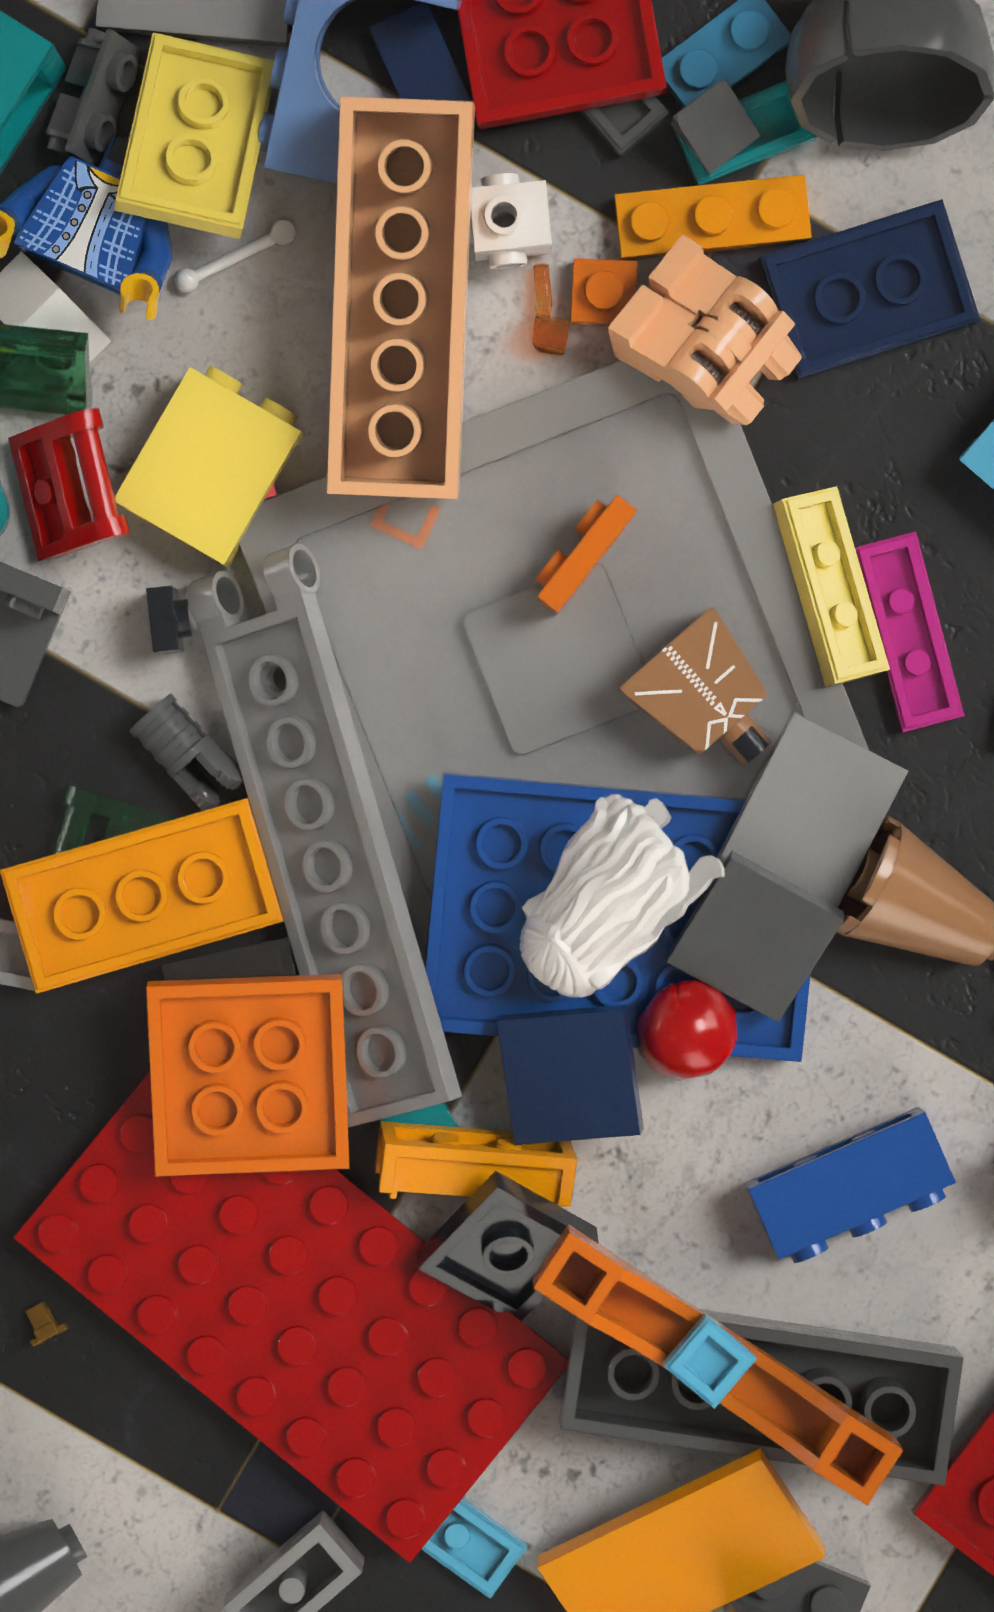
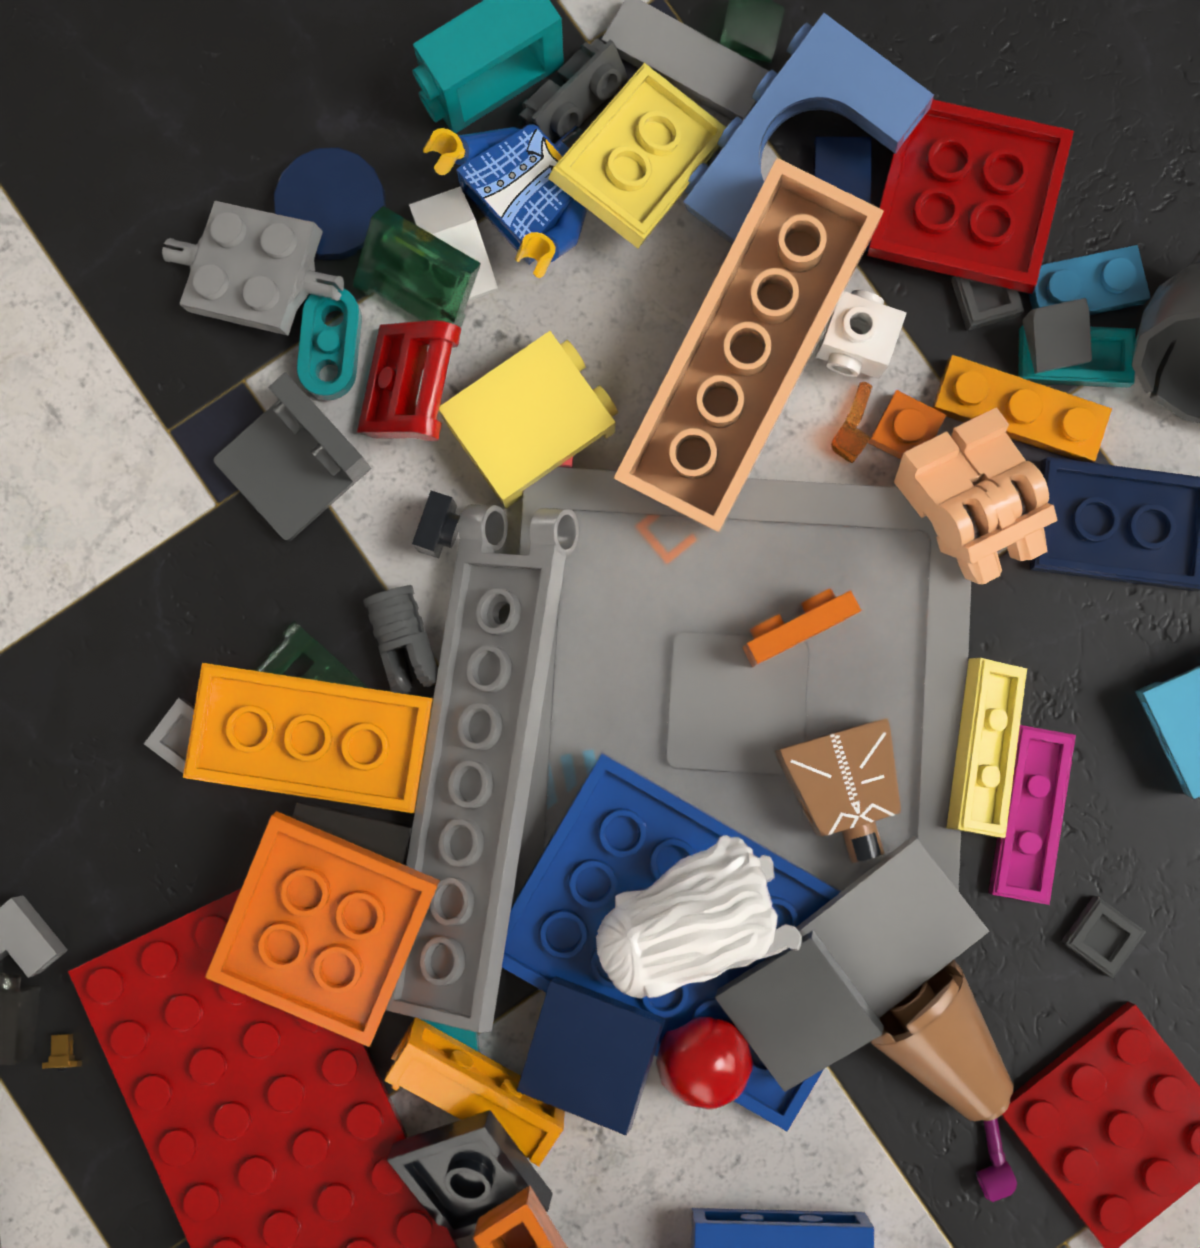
camera: 25 degrees right, 5 degrees down
(282, 234) = (671, 267): white hinge -> none

